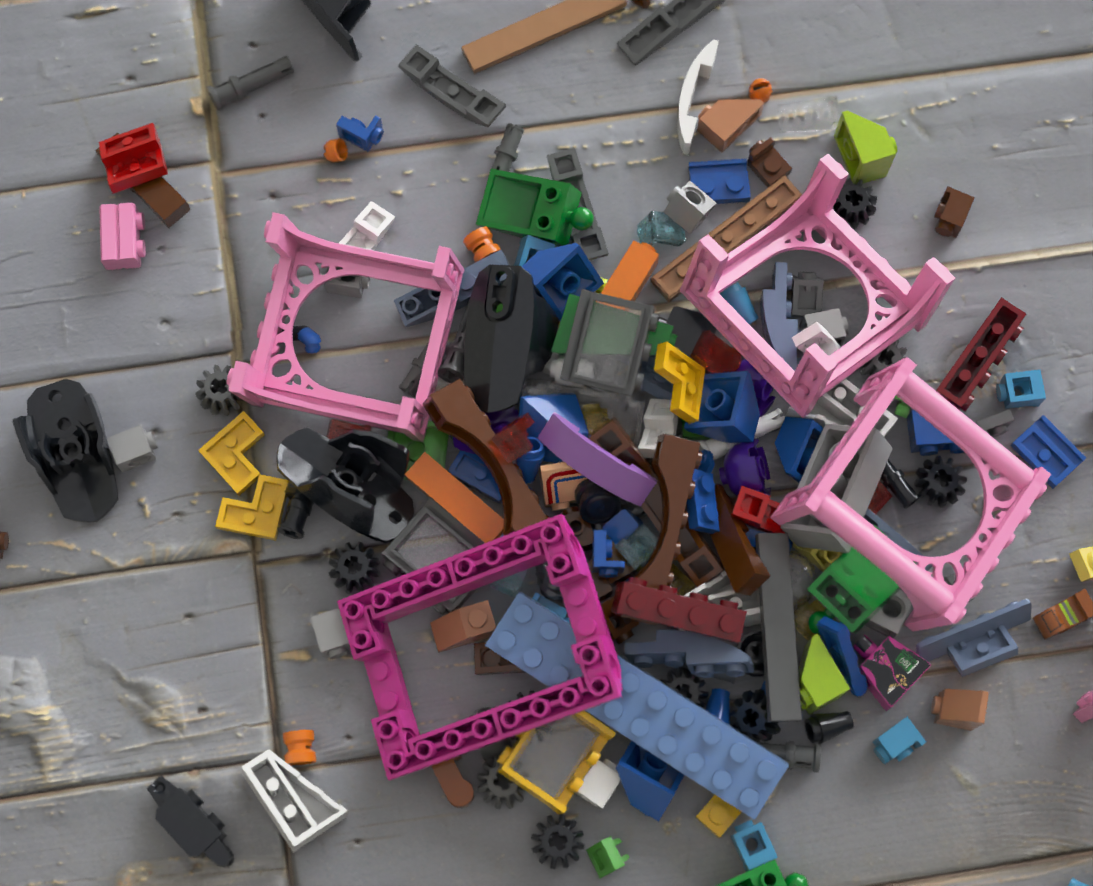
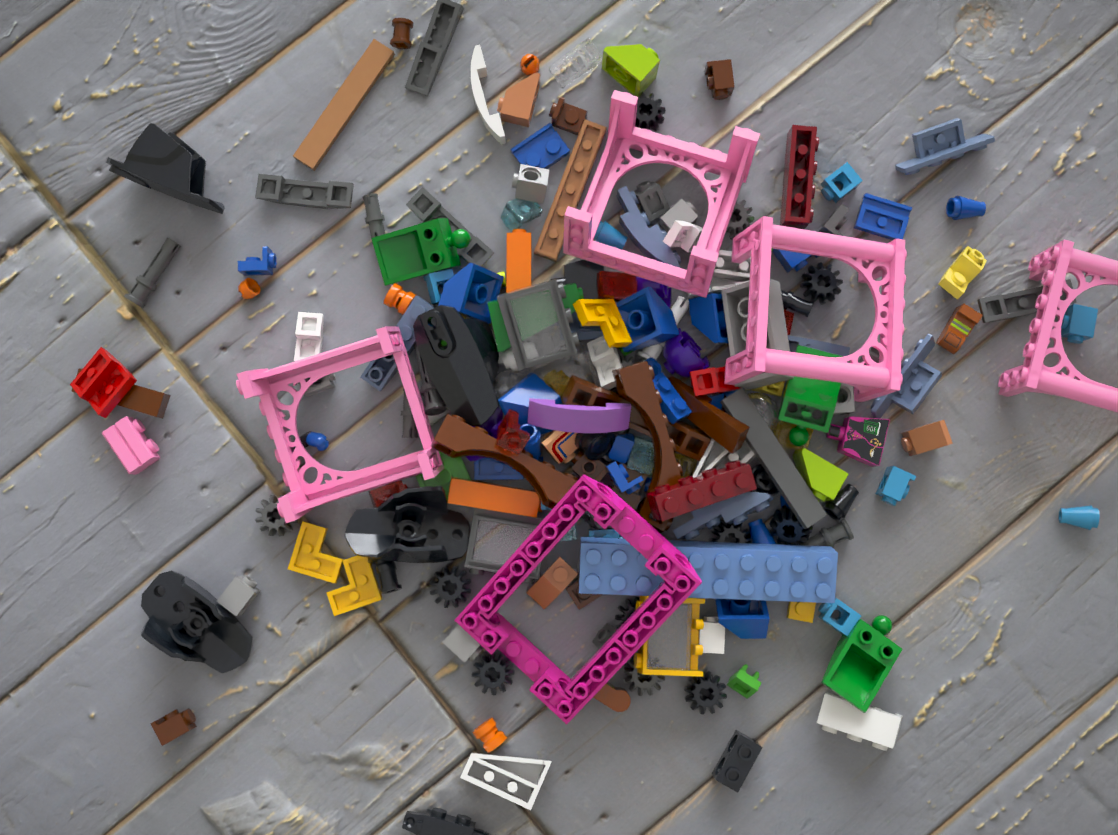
camera: 30 degrees left, 10 degrees up
(332, 690) = (487, 679): none -> black gear
(838, 643) = (821, 445): blue hinge -> none

